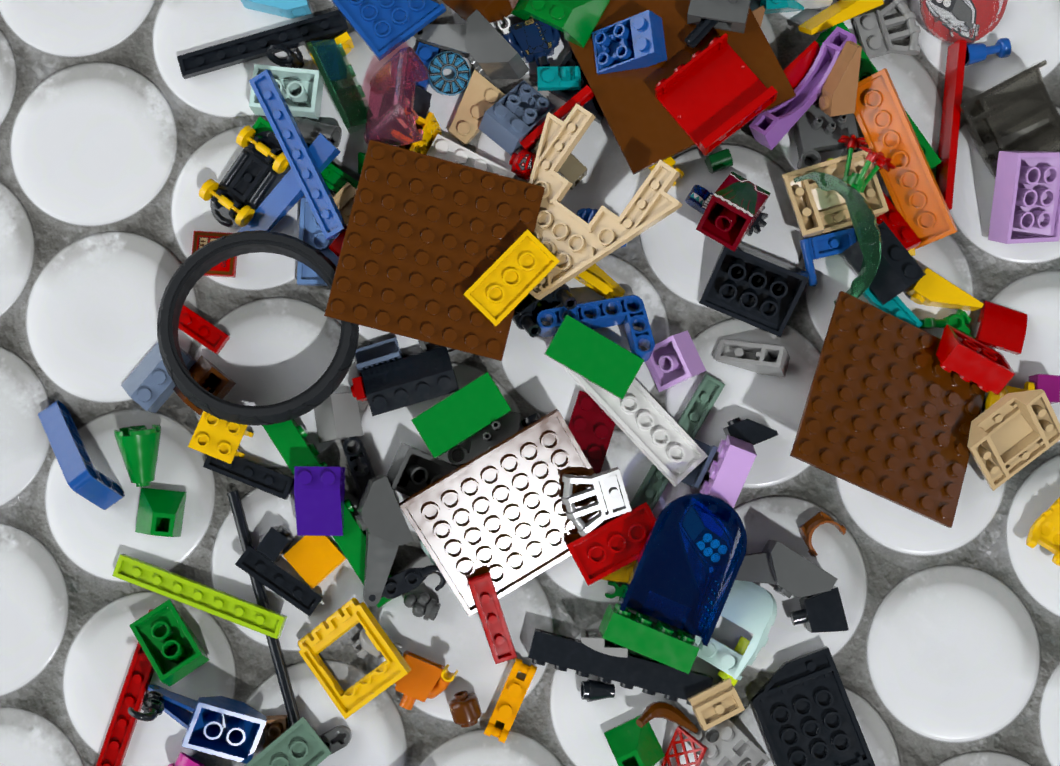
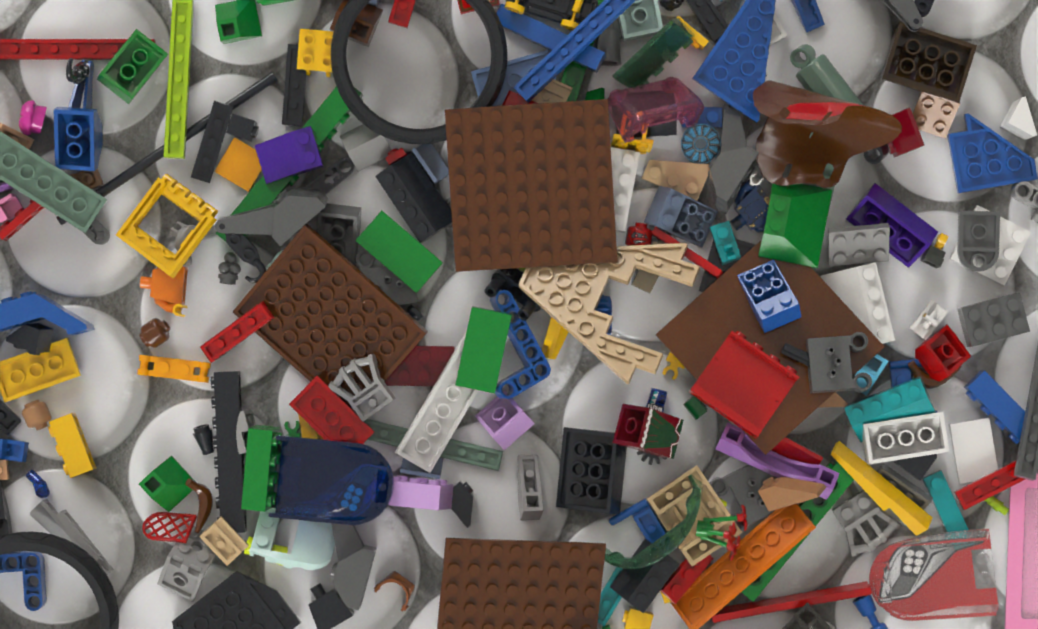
camera: 65 degrees right, 5 degrees up
(511, 278) = (526, 258): yellow plate -> none

